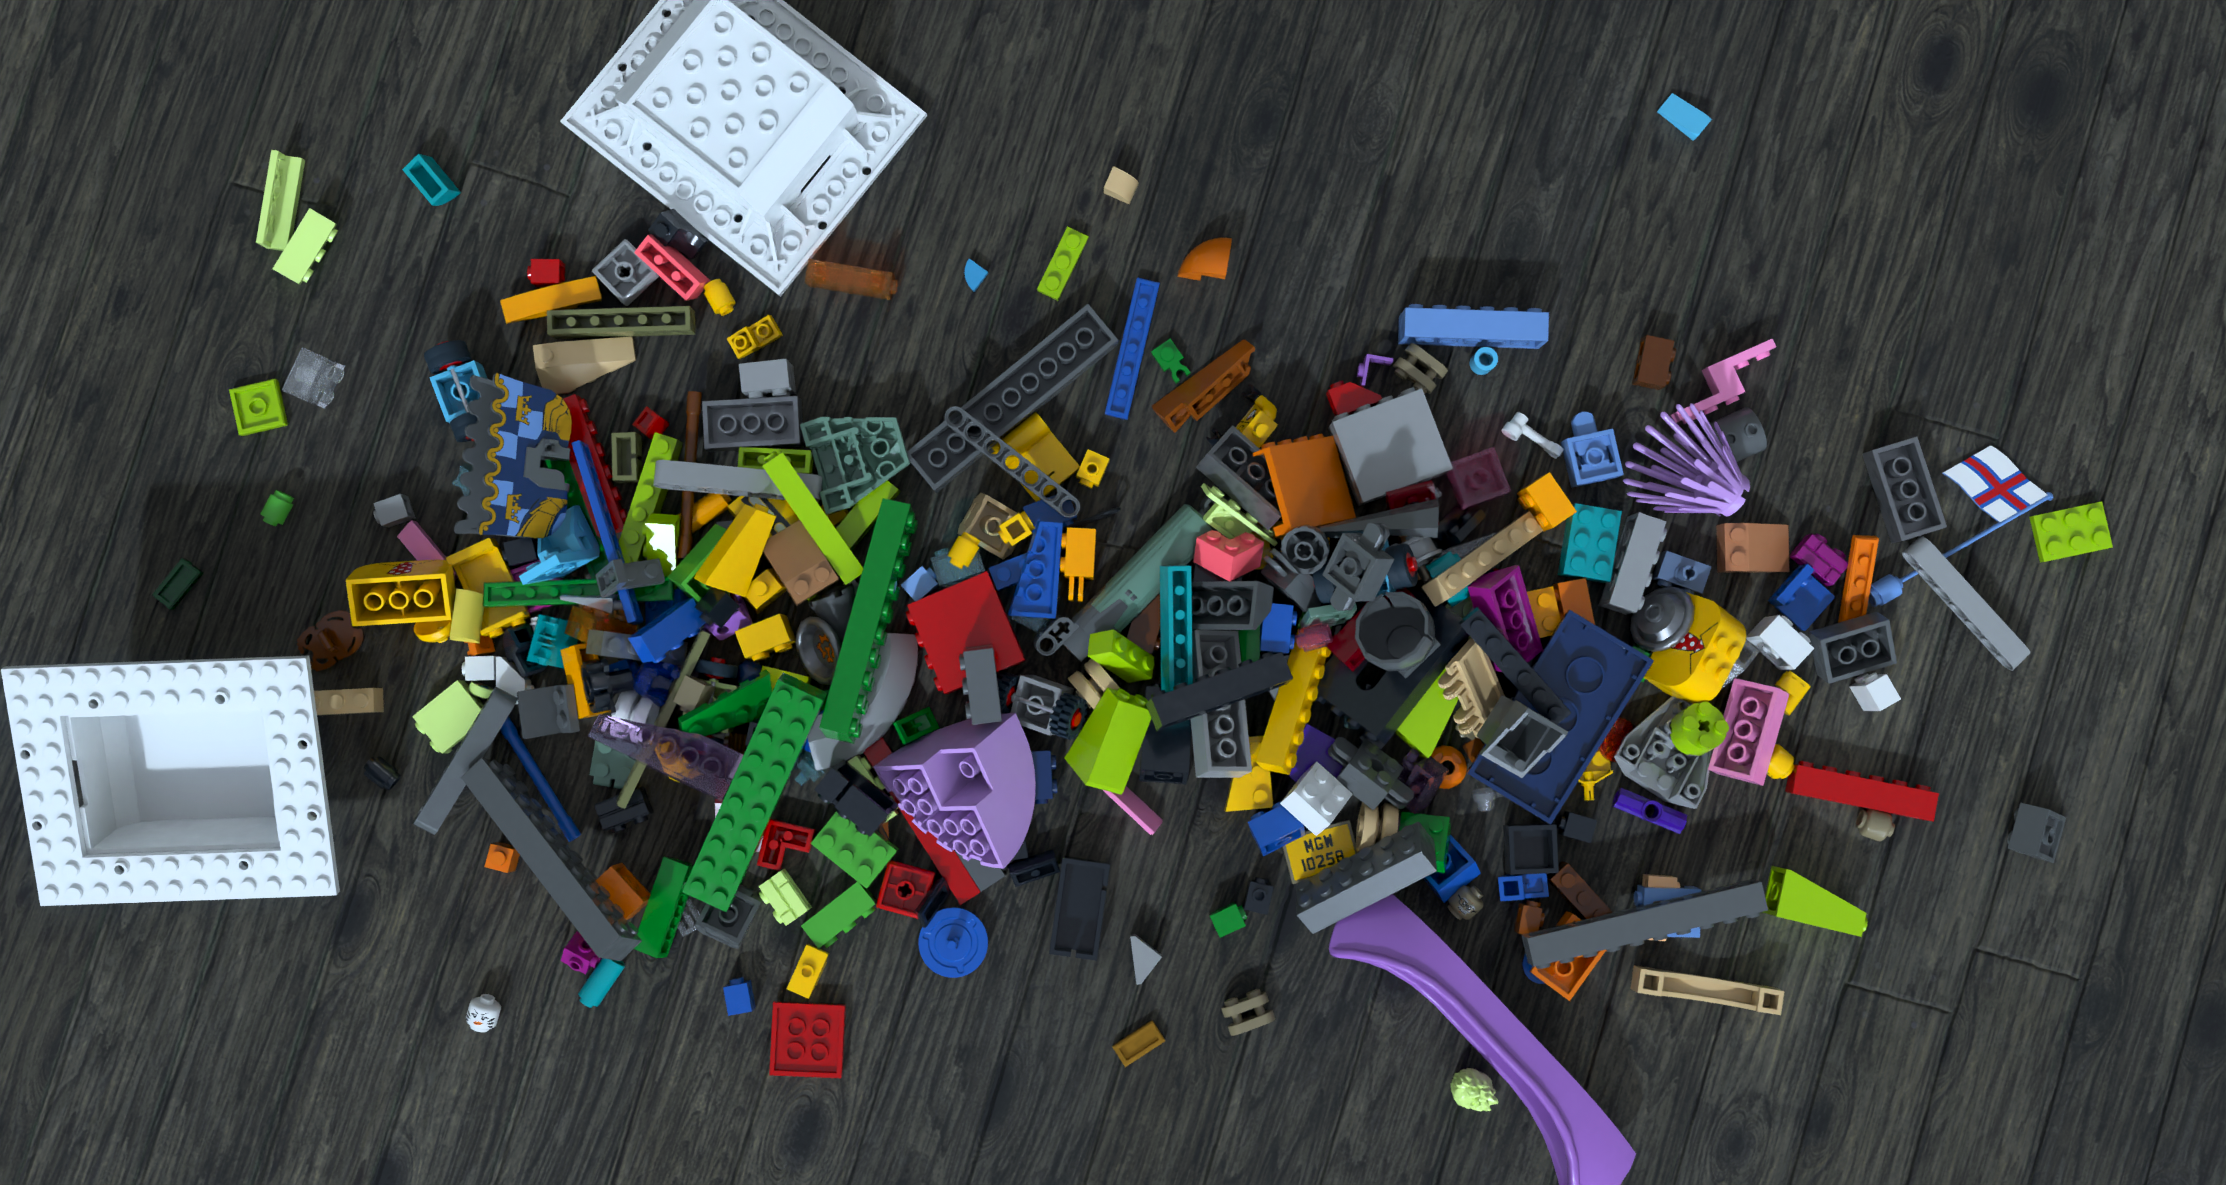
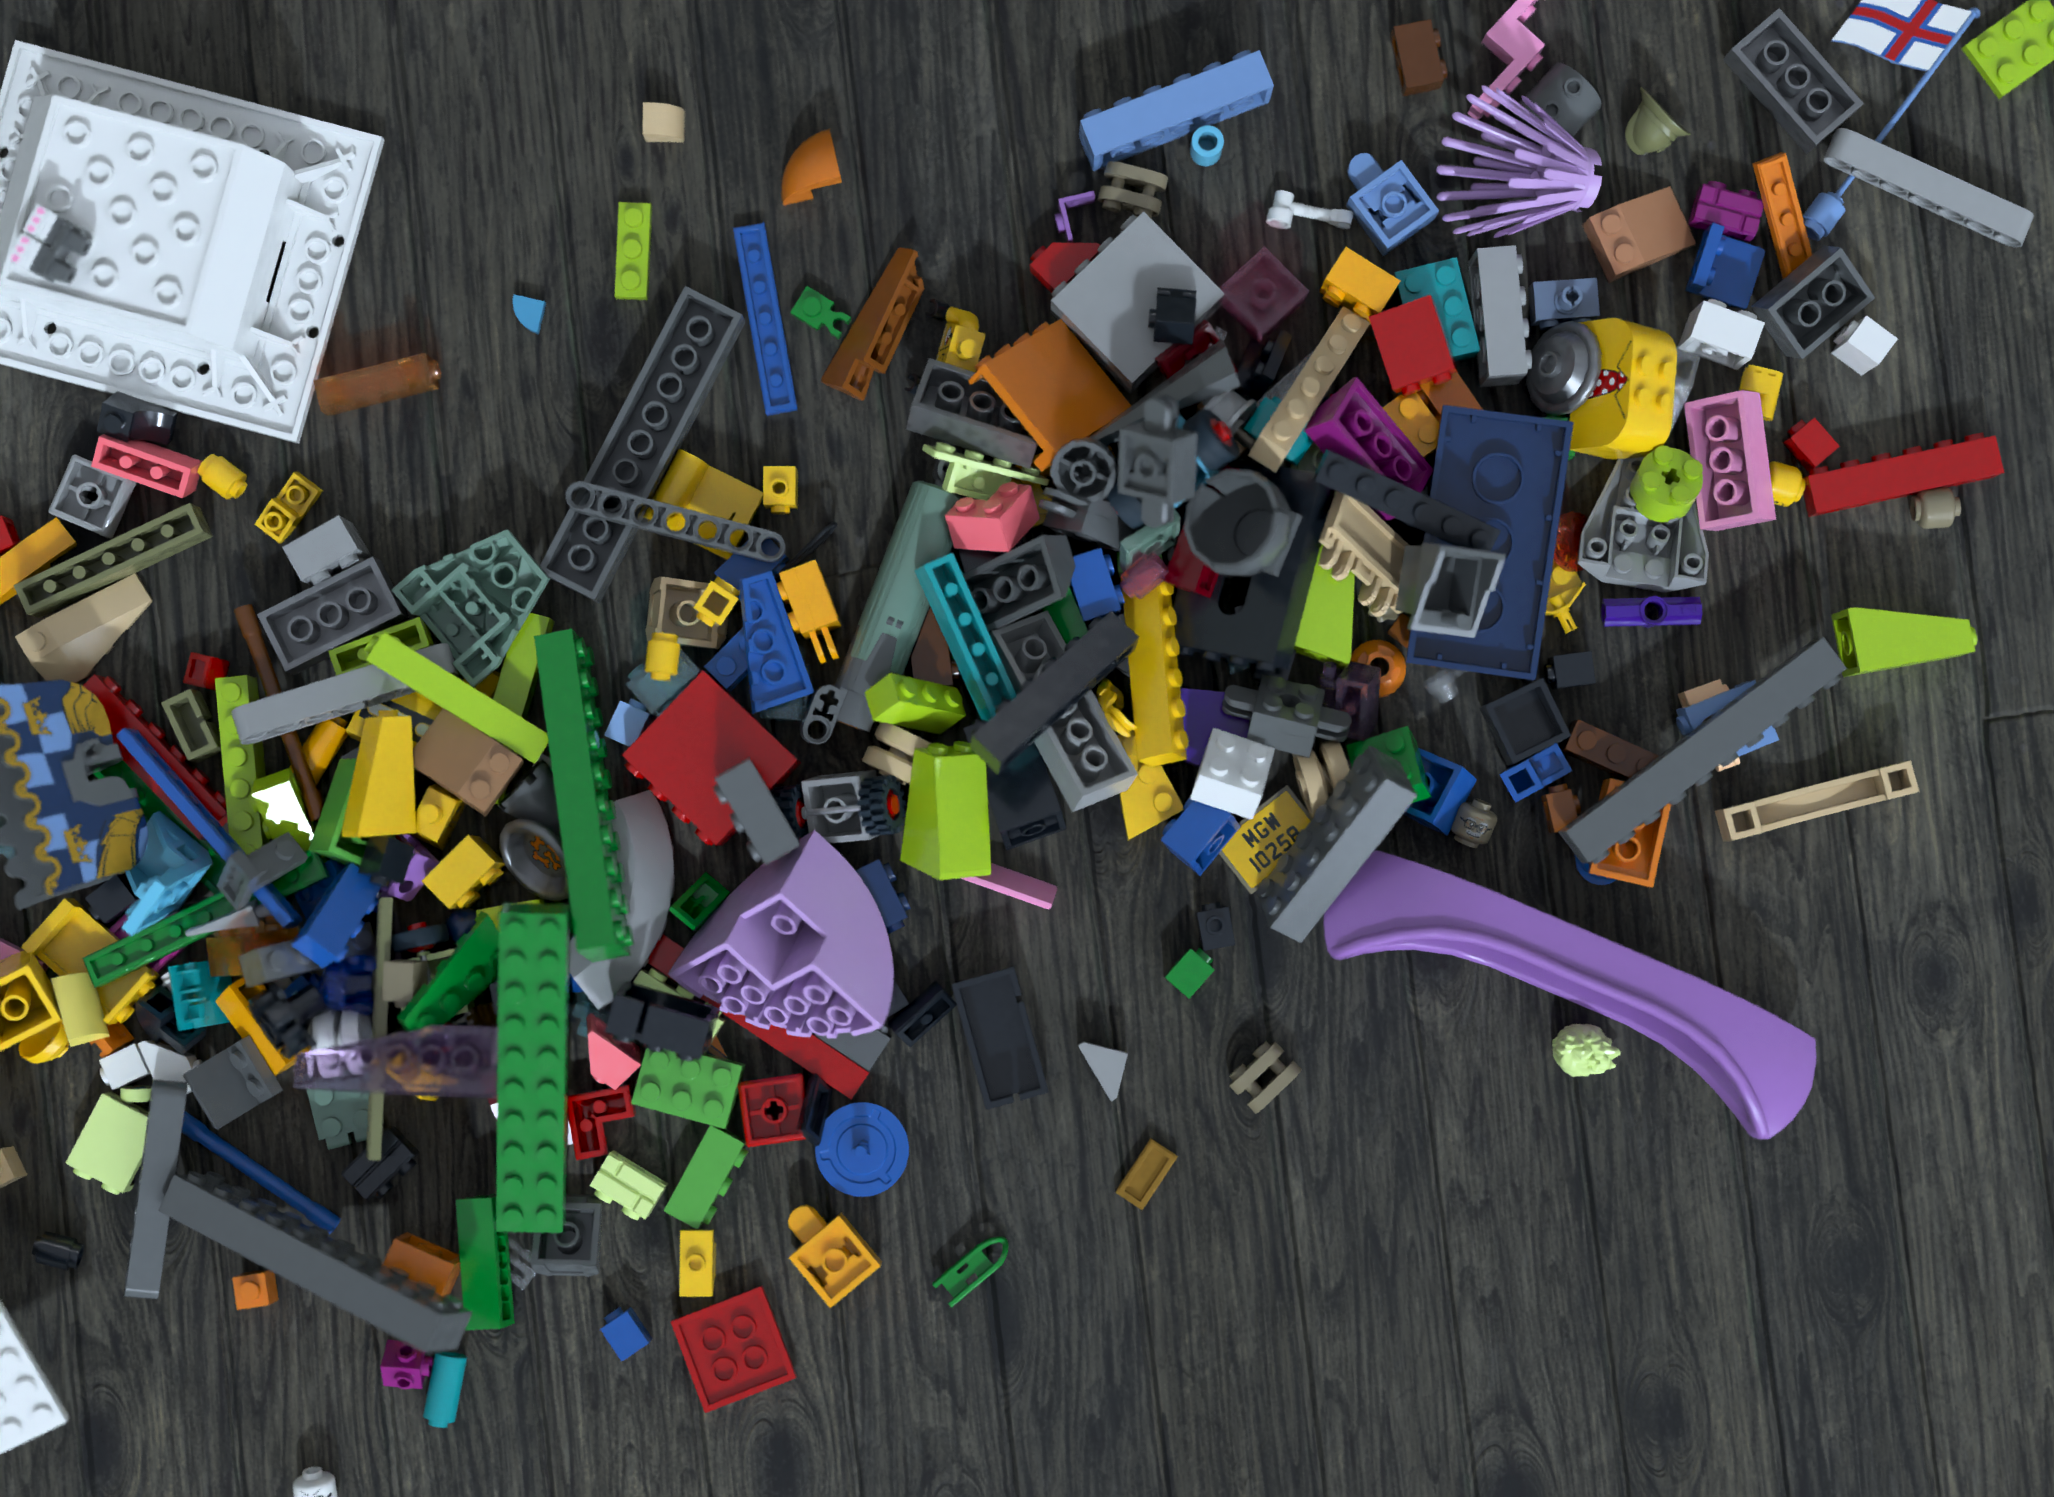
camera: 20 degrees left, 0 degrees up
(662, 102) = (46, 261): none -> dark grey hips
(808, 806) = (610, 1059): none -> coral slope
(901, 1005) = (831, 1253): none -> light orange brick
(998, 1055) = (977, 1263): none -> green piece
(1254, 712) = (1112, 702): none -> yellow piece
(1412, 469) = (1173, 316): none -> black brick
(1566, 559) = (1413, 345): none -> red brick
(1793, 480) = (1651, 127): none -> olive piece
(1808, 742) = (1810, 443): none -> red brick

